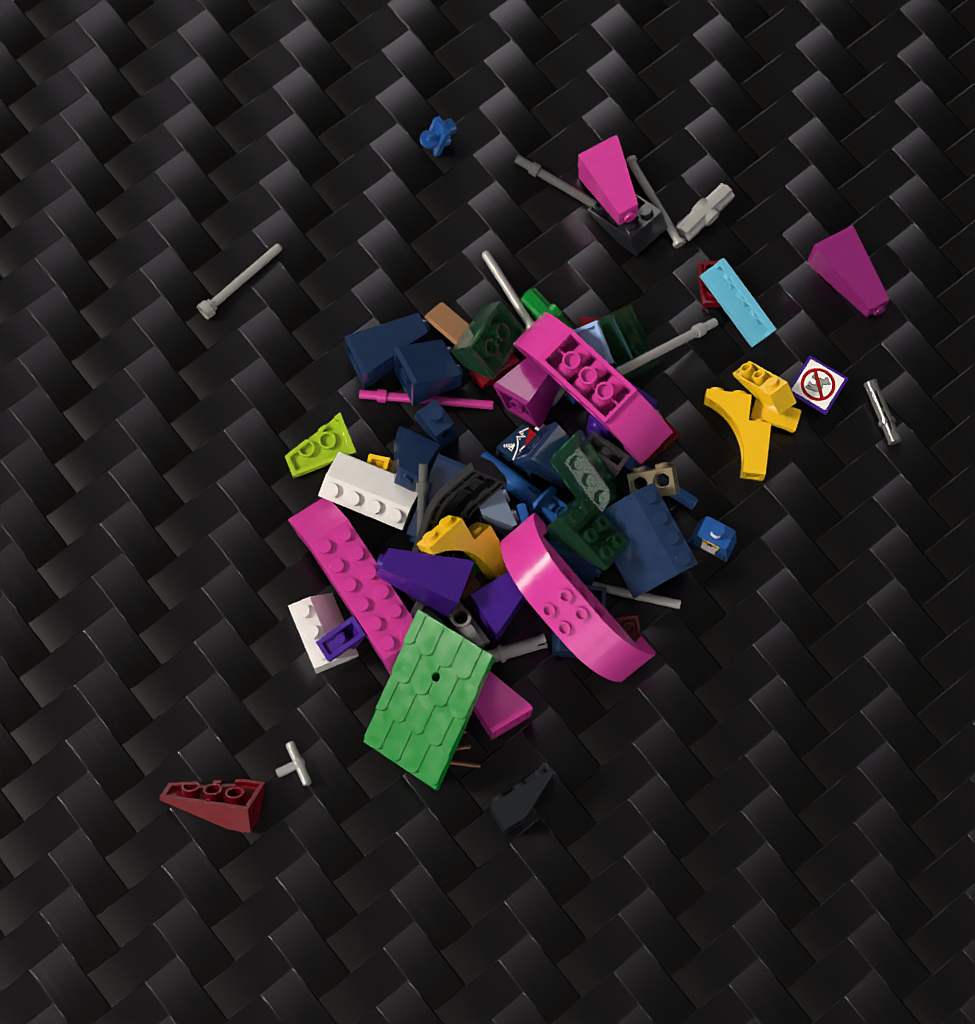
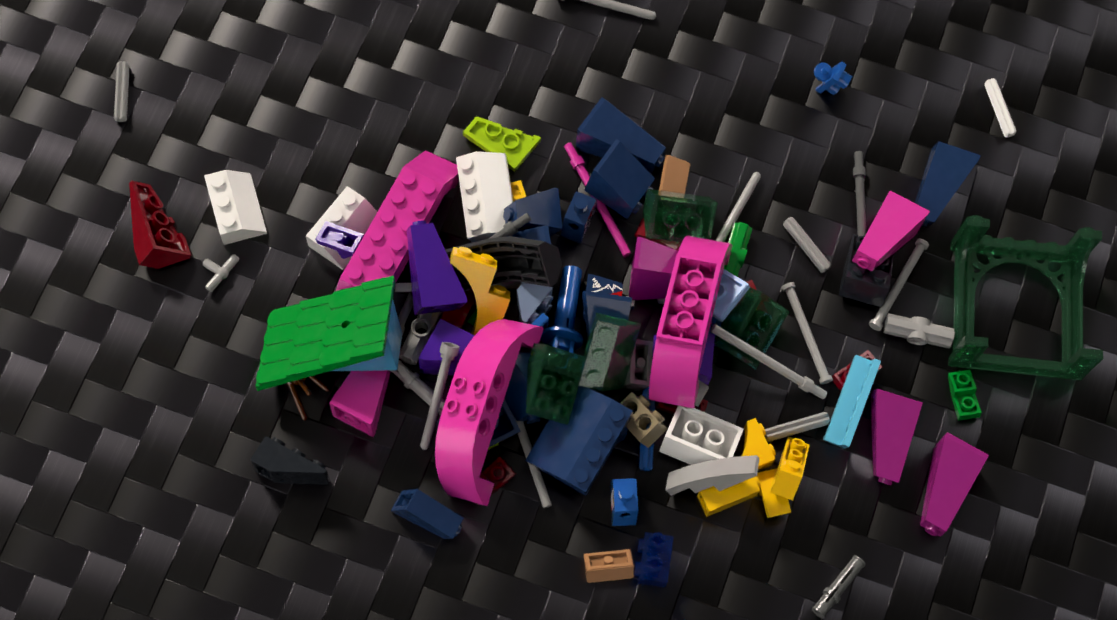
camera: 55 degrees right, 5 degrees down
(56, 759) = (121, 91): none -> light grey axle
(240, 717) = (235, 205): none -> white slope
(508, 604) = (448, 353): none -> light grey piece
(546, 19) = (1000, 108): none -> white axle
(574, 252) = (806, 244): none -> light grey axle
(586, 106) = (942, 177): none -> dark blue slope
(630, 707) = (428, 513): none -> dark blue slope
(651, 301) = (806, 331): none -> light grey bar
(700, 443) = (699, 437): none -> white slope
(723, 53) = (1073, 260): none -> clear green arch
(729, 359) = (797, 426): none -> light grey axle
(736, 454) = (718, 473): none -> light grey slope
(759, 584) = (609, 566): none -> medium nougat slope
(777, 543) = (654, 560): none -> clear blue brick
(780, 213) = (963, 395): none -> green slope
(781, 287) = (892, 431): none -> magenta slope
(818, 385) = (823, 513): piece -> none

